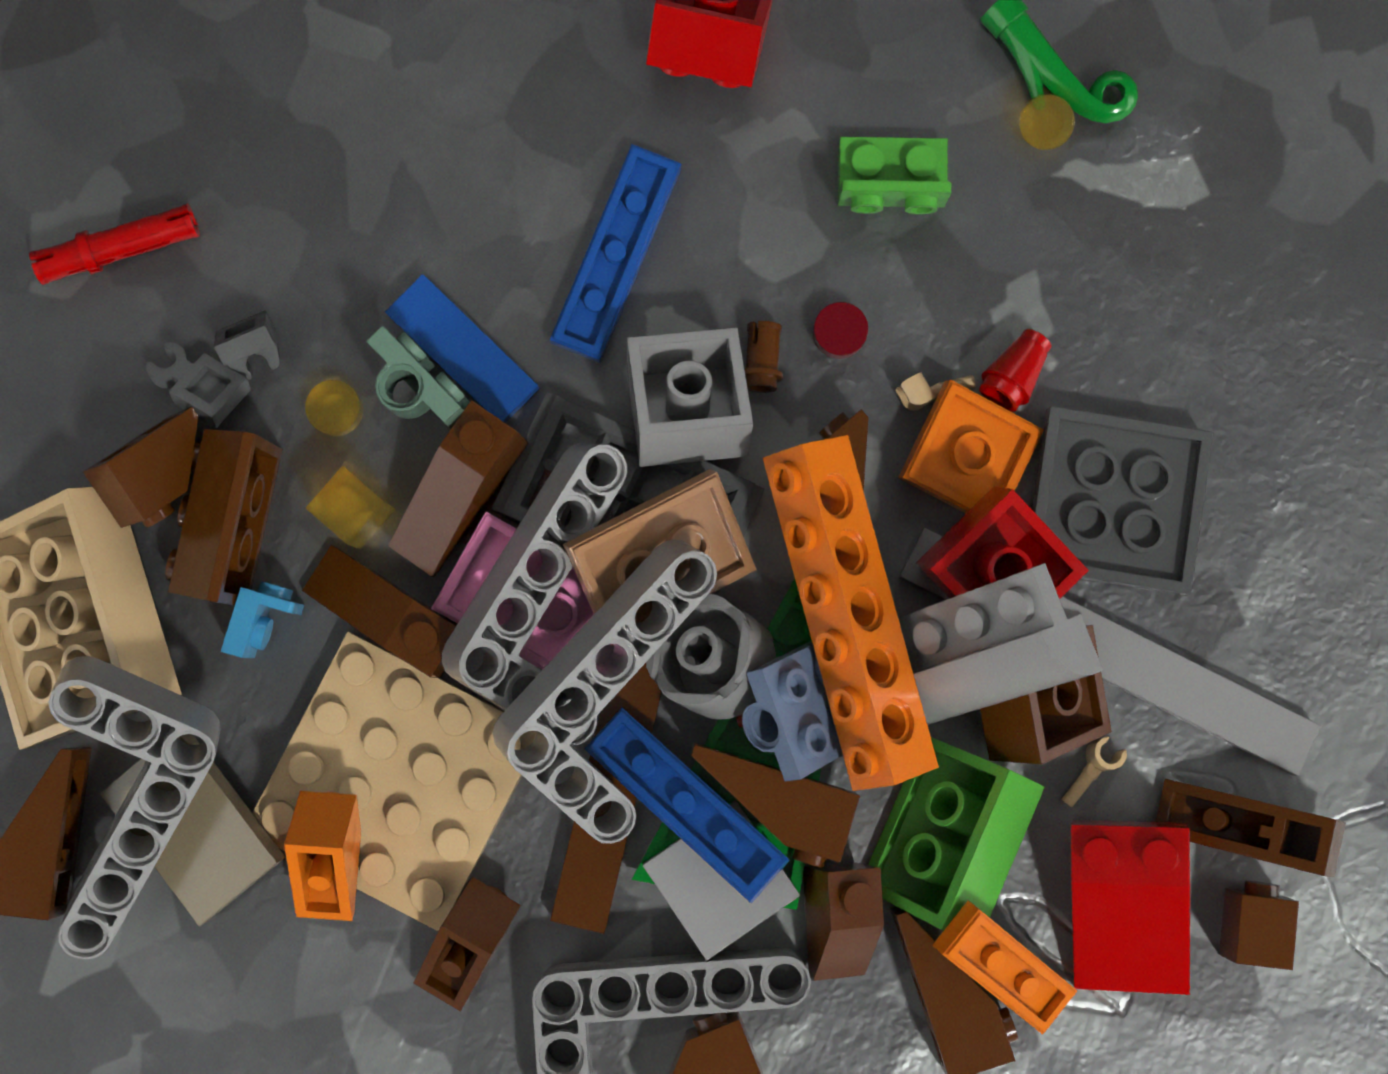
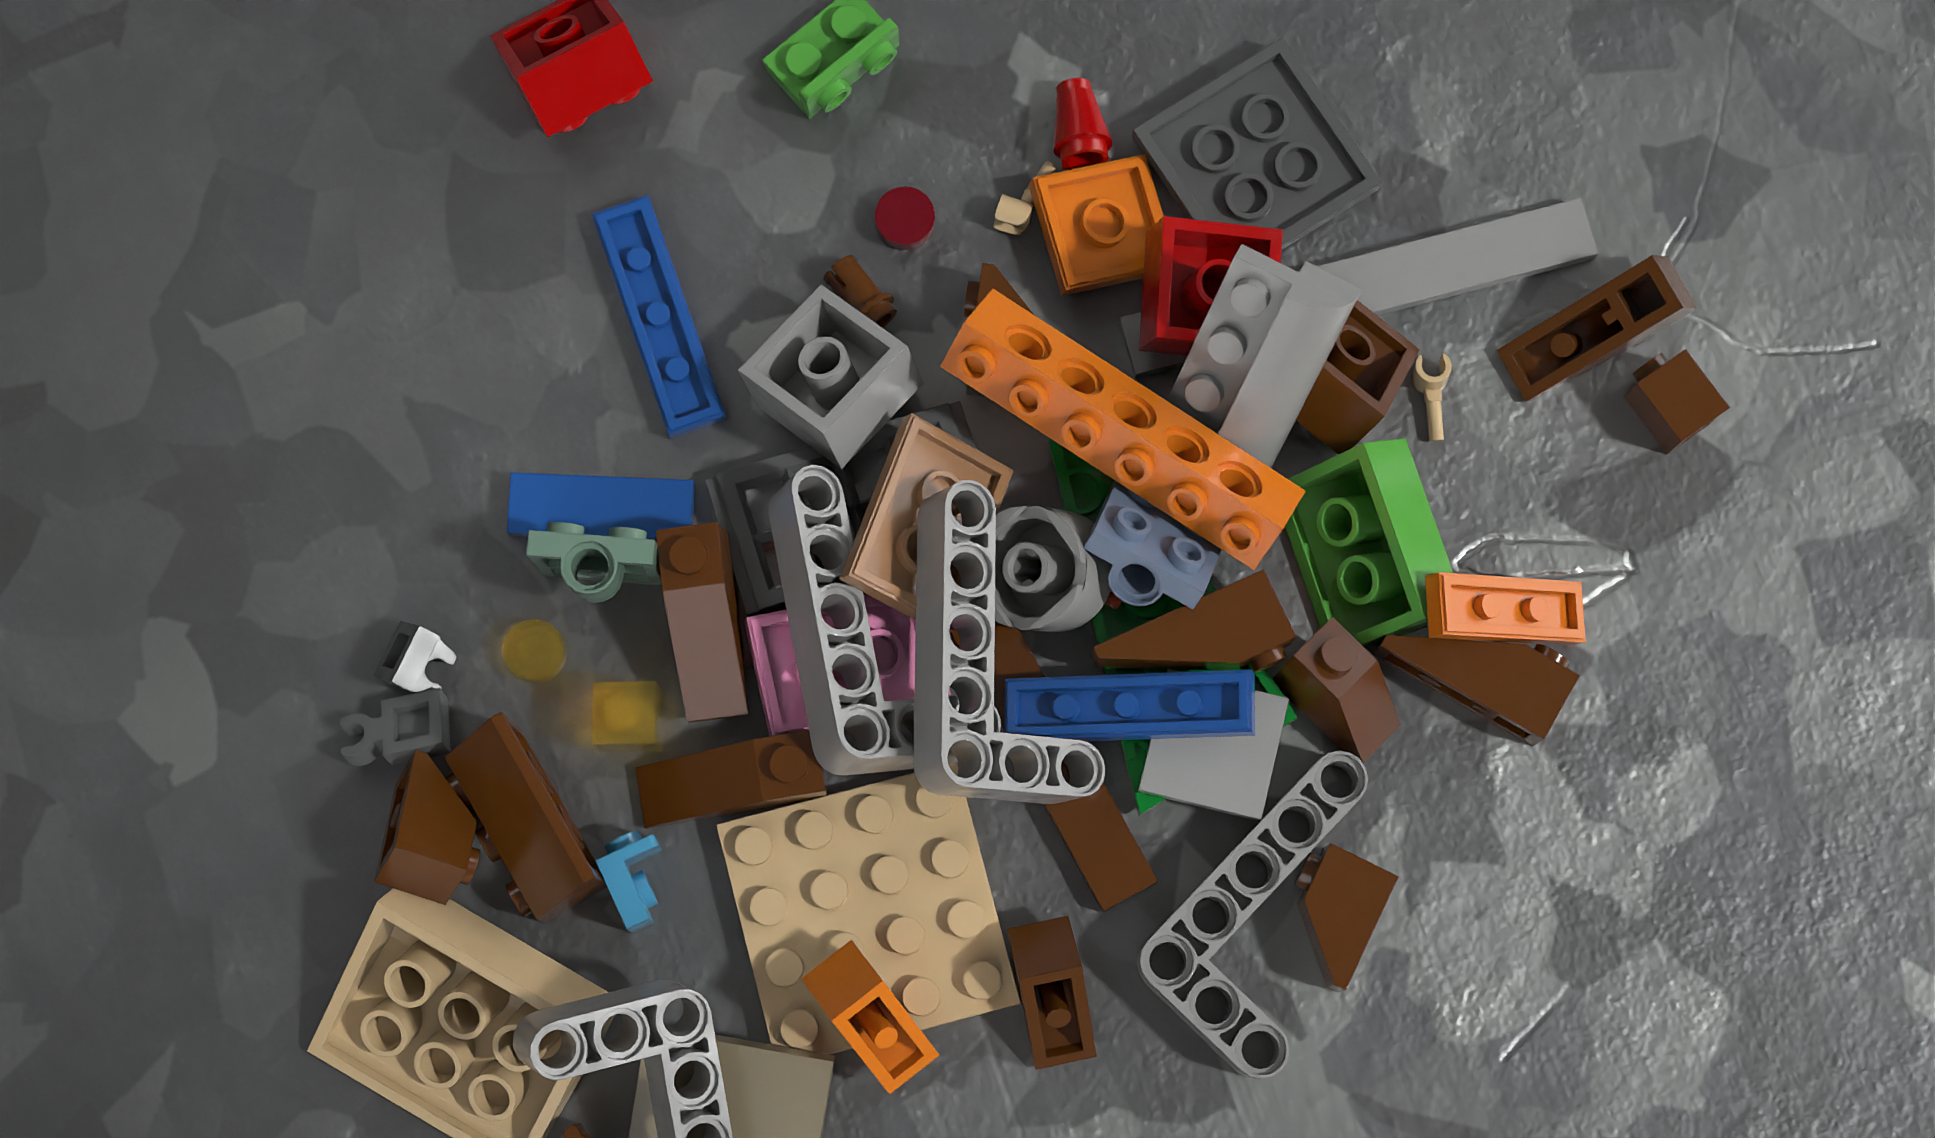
camera: 45 degrees left, 5 degrees down
(104, 247) = (219, 677): red pin -> none
(1131, 906) = (1561, 473): red slope -> none

